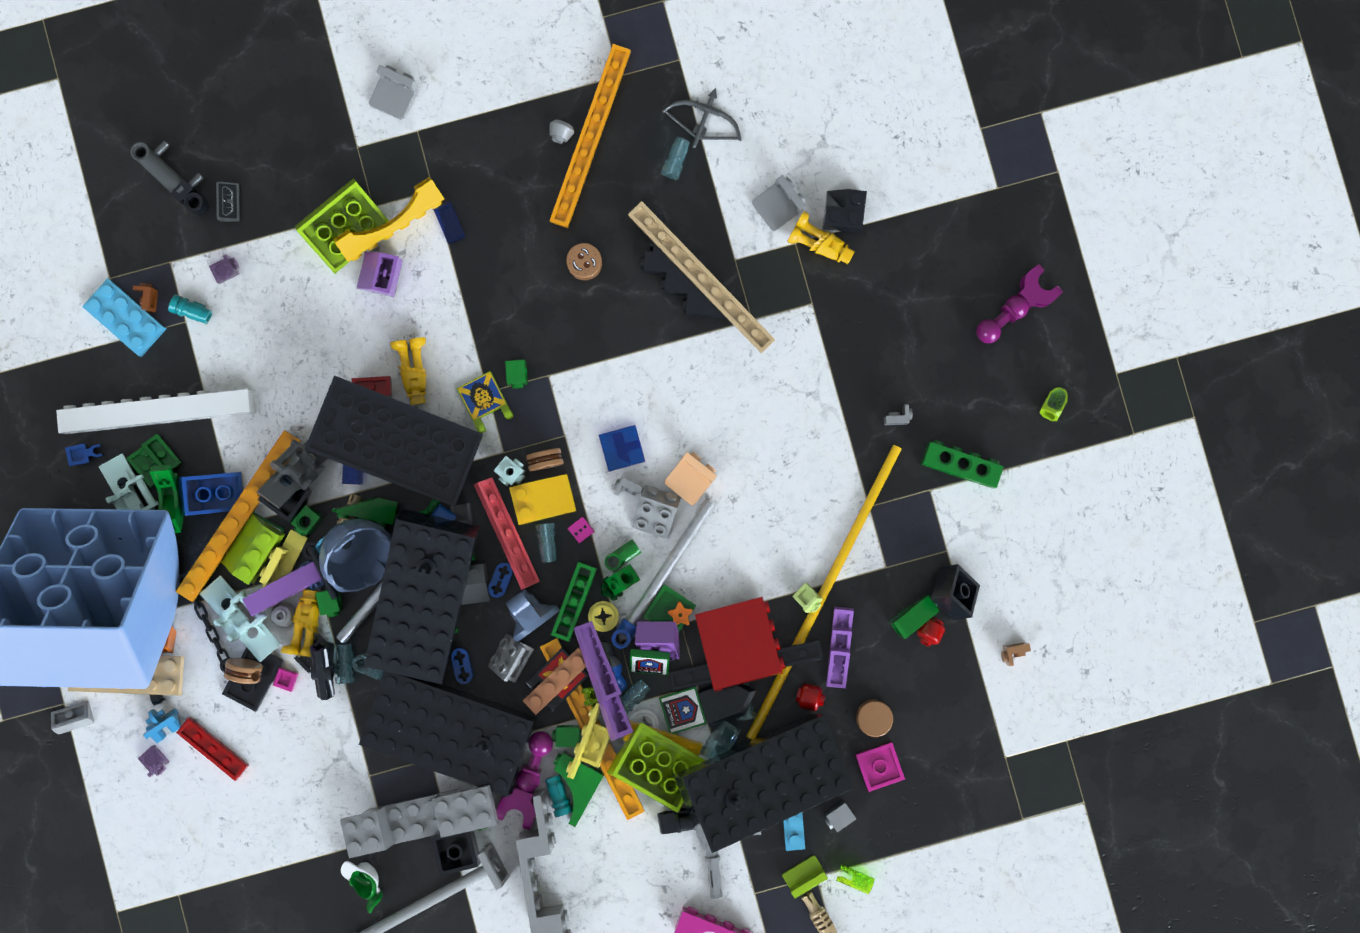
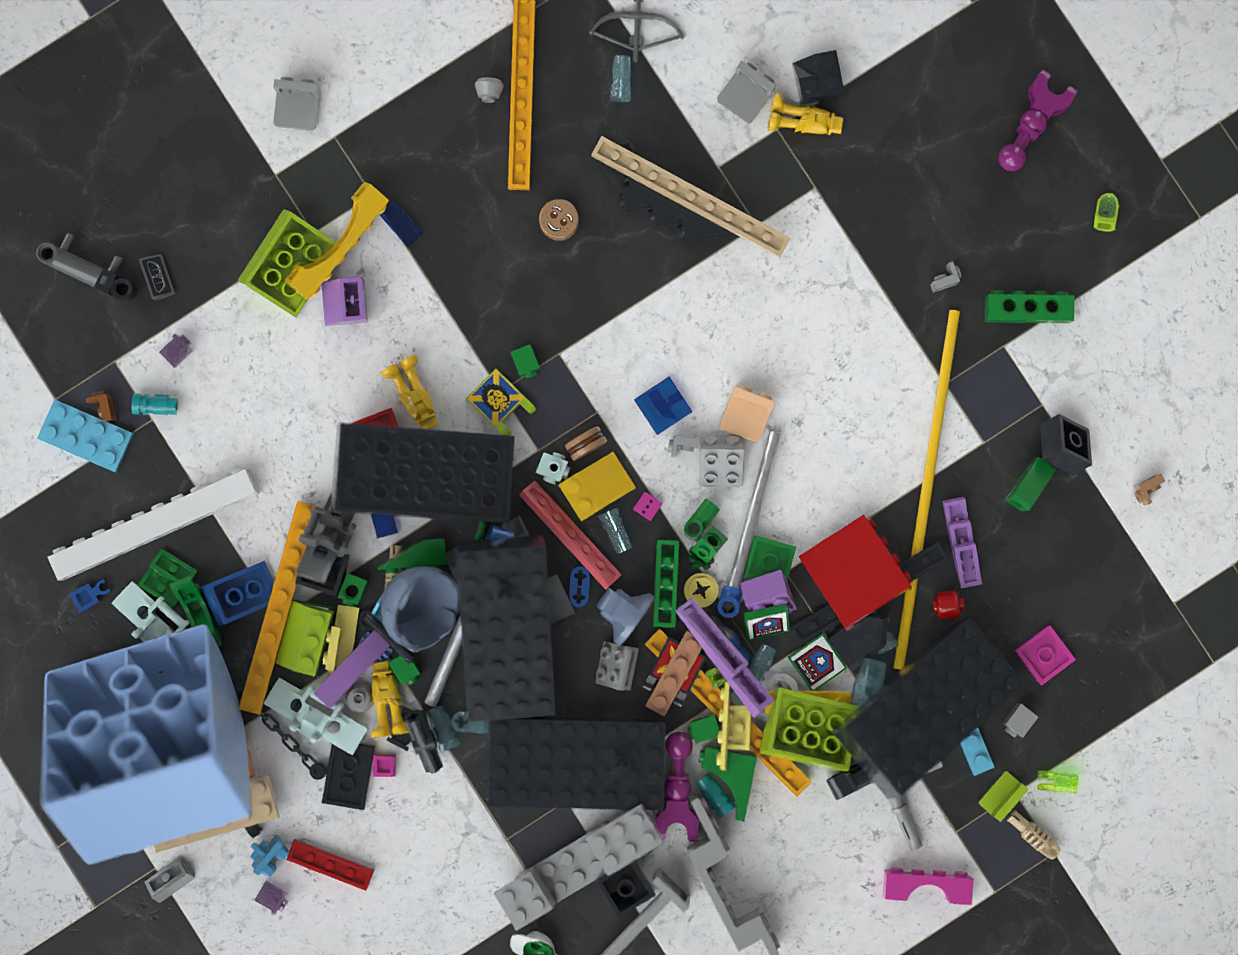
camera: 20 degrees left, 0 degrees up
(243, 670) = (338, 769): medium nougat head -> none
(457, 667) = (563, 693): blue beam -> none
(684, 611) = (780, 555): orange plate -> none
(808, 598) = (912, 501): yellowish green bracket -> none
(874, 718) = (1022, 605): medium nougat head -> none
(931, 632) = (1053, 495): red head -> none

